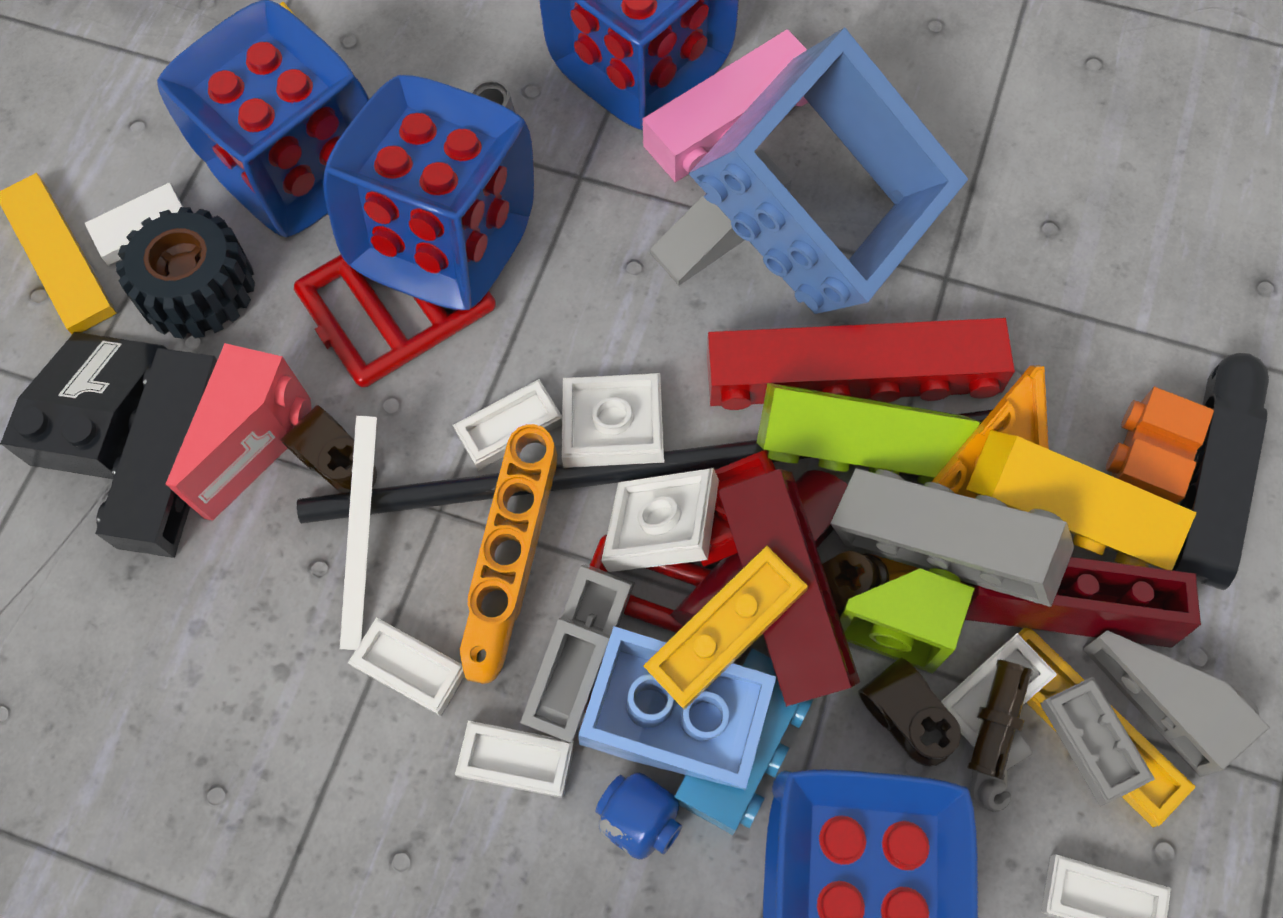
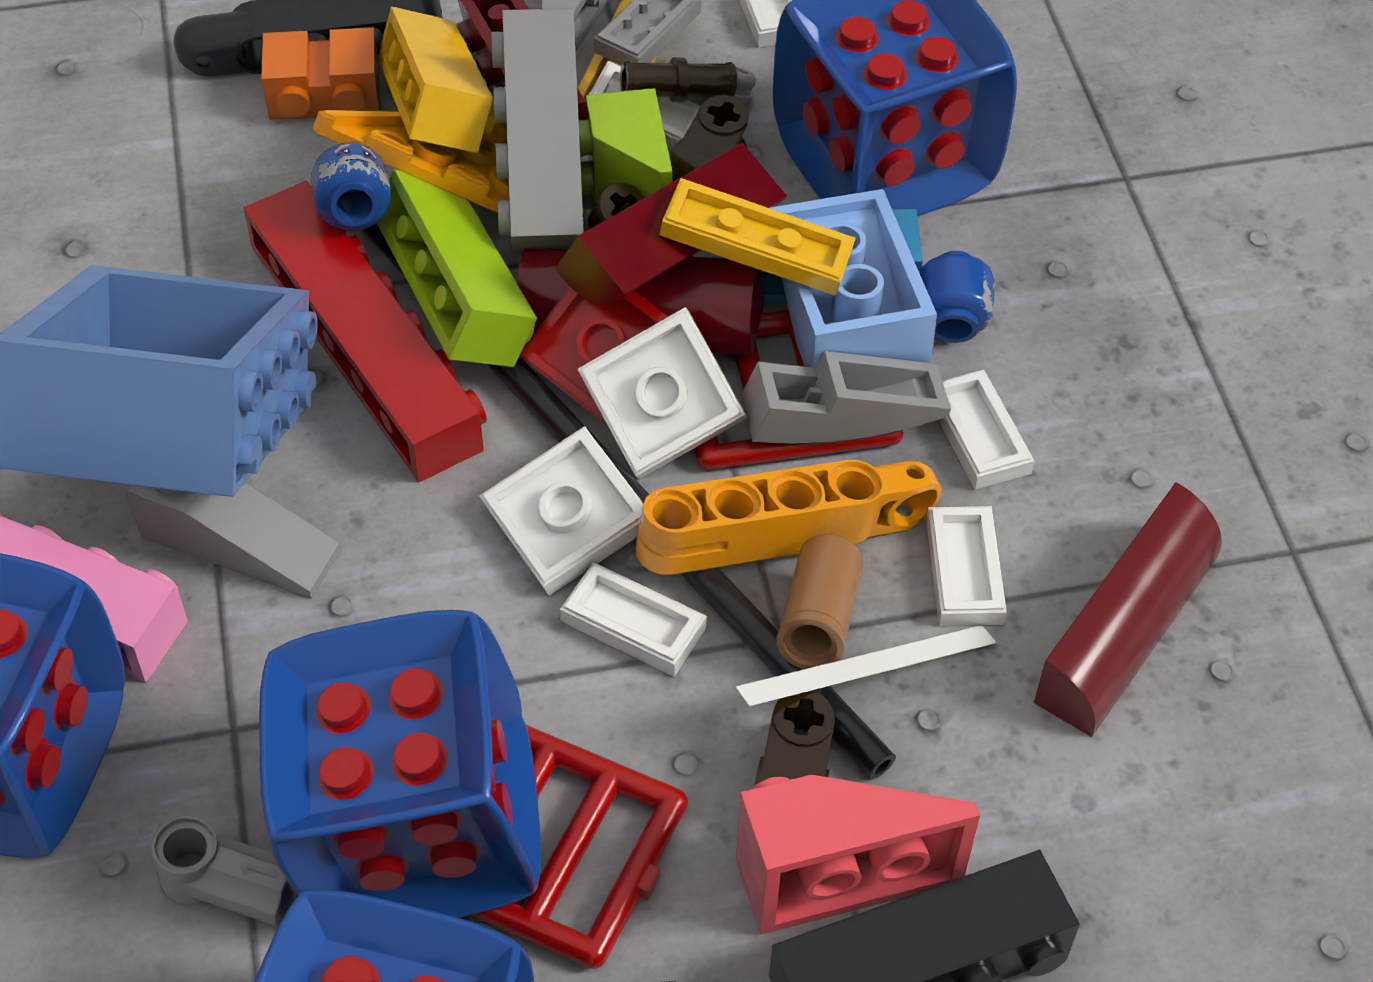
camera: 125 degrees left, 15 degrees down
(287, 749) = (1130, 612): none -> dark red brick
(424, 529) = (820, 601): none -> medium nougat pin
(971, 381) = (350, 187): none -> blue head

